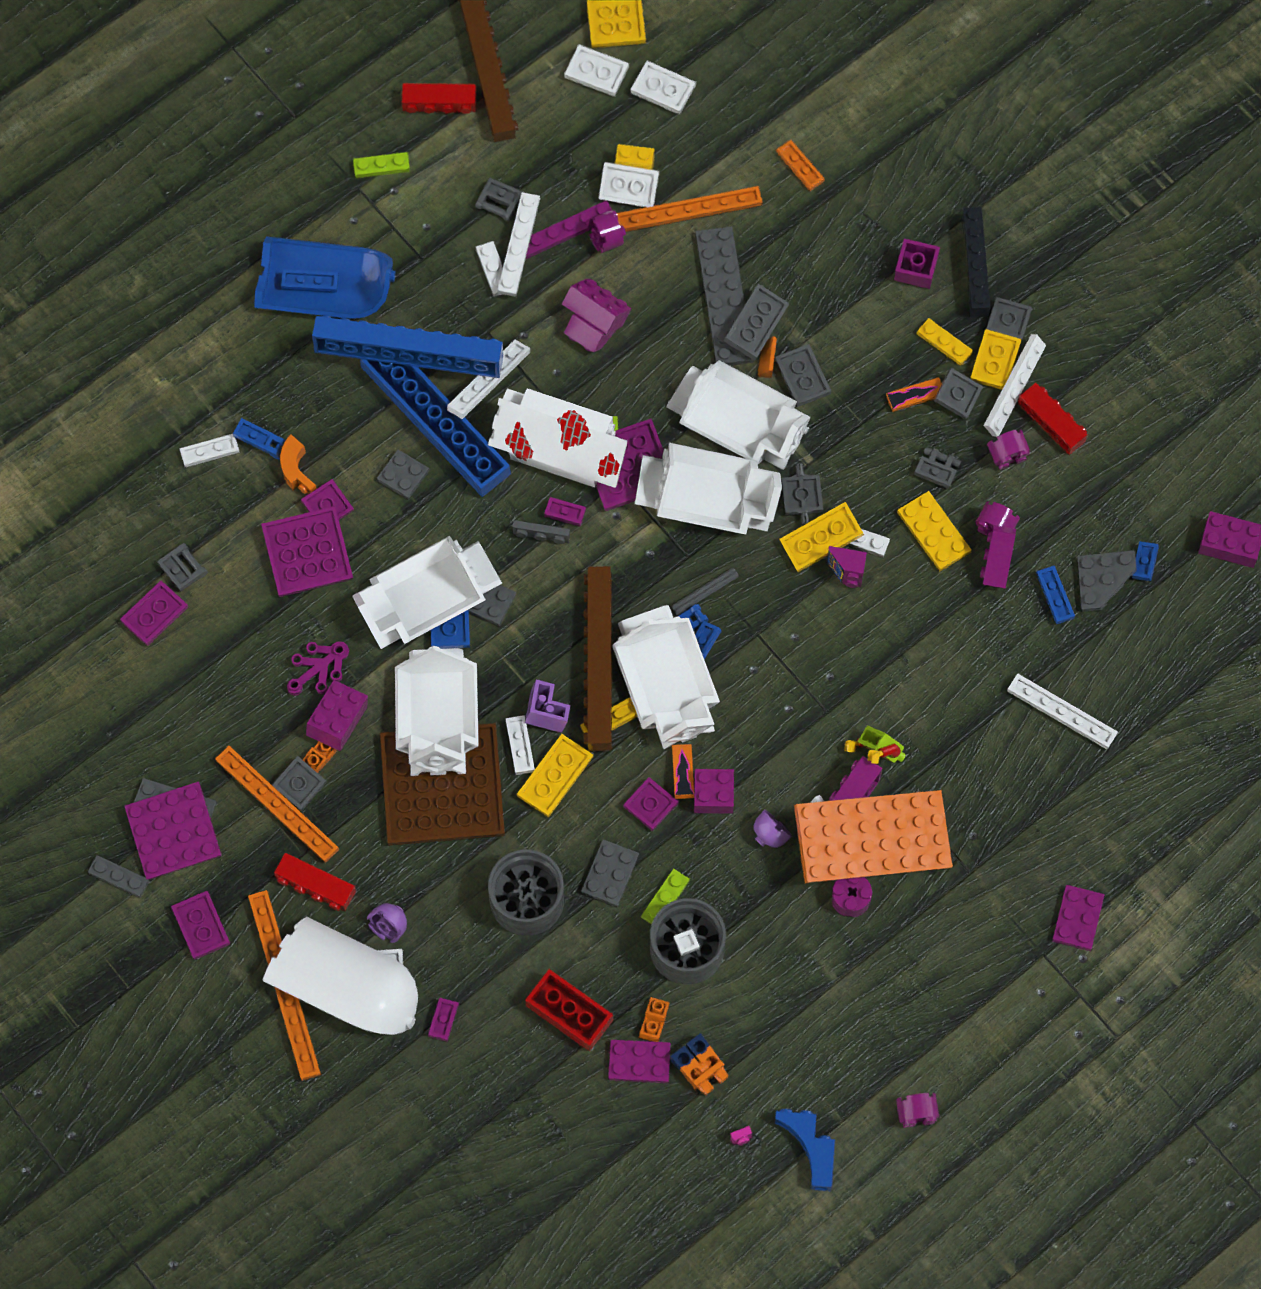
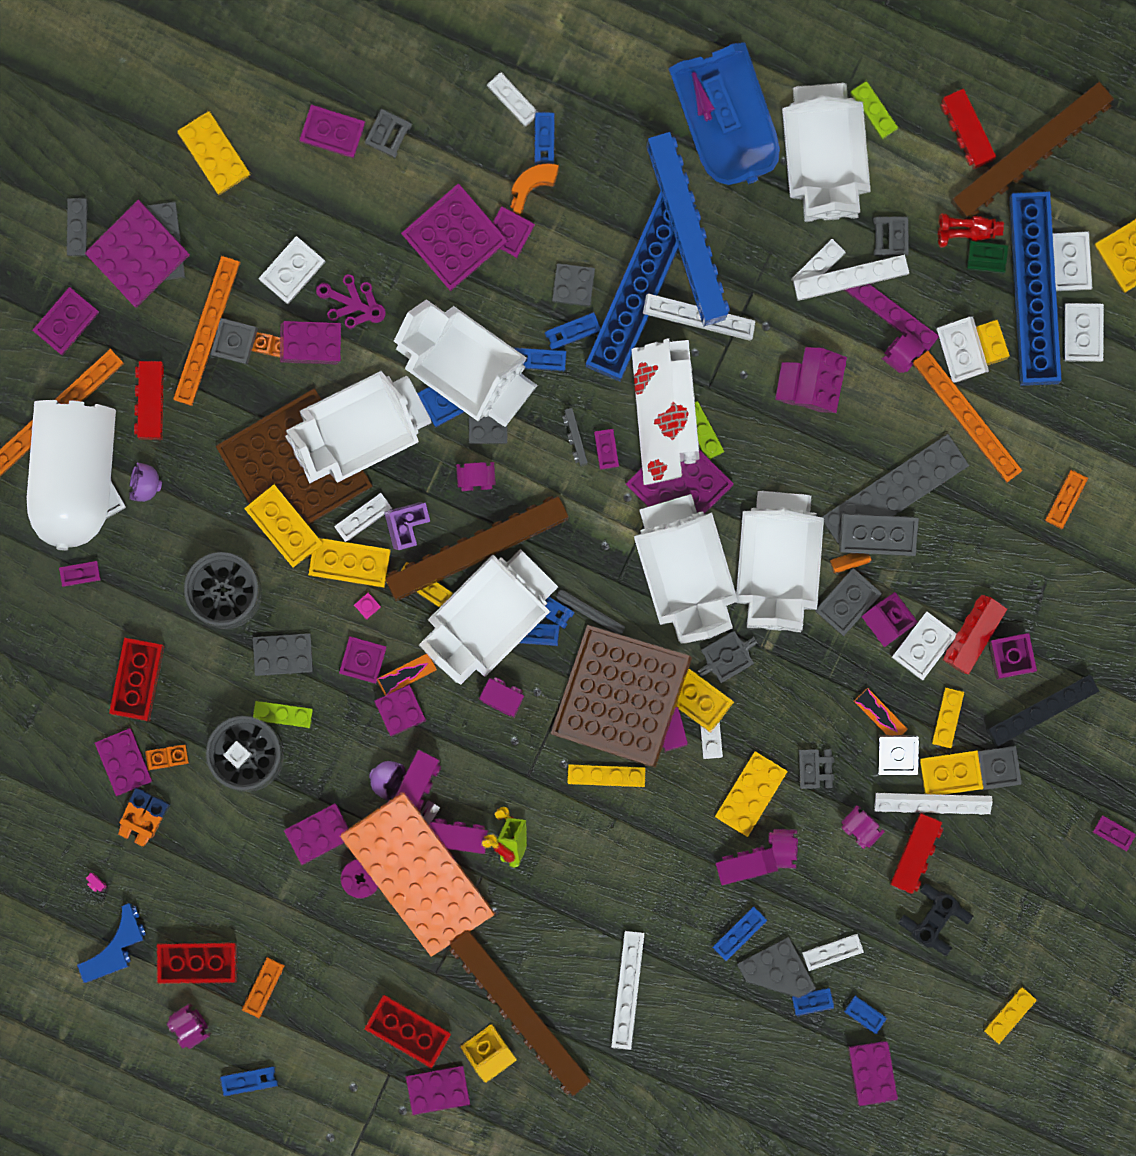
camera: 65 degrees right, 15 degrees up
(116, 725) = (213, 153): none -> yellow plate
(261, 704) = (292, 270): none -> white plate
(302, 294) = (703, 103): none -> magenta piece
(398, 216) = (826, 151): none -> white panel
(444, 491) = (573, 331): none -> blue plate
(458, 524) = (544, 359): none -> blue plate
(493, 814) = (283, 526): none -> yellow plate
(529, 128) = (979, 228): none -> red piece
(532, 628) = (476, 475): none -> magenta brick
(558, 132) = (987, 257): none -> dark green plate
(602, 779) = (367, 606): none -> dark pink plate
(606, 105) = (1035, 288): none -> blue brick
(746, 695) = (501, 697): none -> magenta brick
(781, 798) = (419, 777): none -> magenta brick
(792, 913) = (317, 834): none -> magenta brick
(795, 592) = (621, 696): none -> reddish brown plate
(835, 349) = (889, 619): none -> magenta slope
(859, 644) = (606, 775): none -> yellow plate
(861, 1075) = (197, 963): none -> red brick
(872, 331) = (924, 646): none -> white plate
(882, 285) = (974, 634): none -> red brick
(911, 1030) = (263, 987): none -> orange tile
(992, 1082) = (248, 1081): none -> blue plate
(1012, 915) = (408, 1031): none -> red brick
(1040, 812) = (520, 1013): none -> reddish brown brick
(1064, 856) = (488, 1053): none -> yellow slope
(1107, 526) = (832, 952): none -> white tile
(1110, 254) = (1114, 833): none -> magenta plate
(1118, 428) = (935, 919): none -> black piece
(1176, 523) = (865, 1014): none -> blue plate
(1231, 408) = (1010, 1015): none -> yellow plate

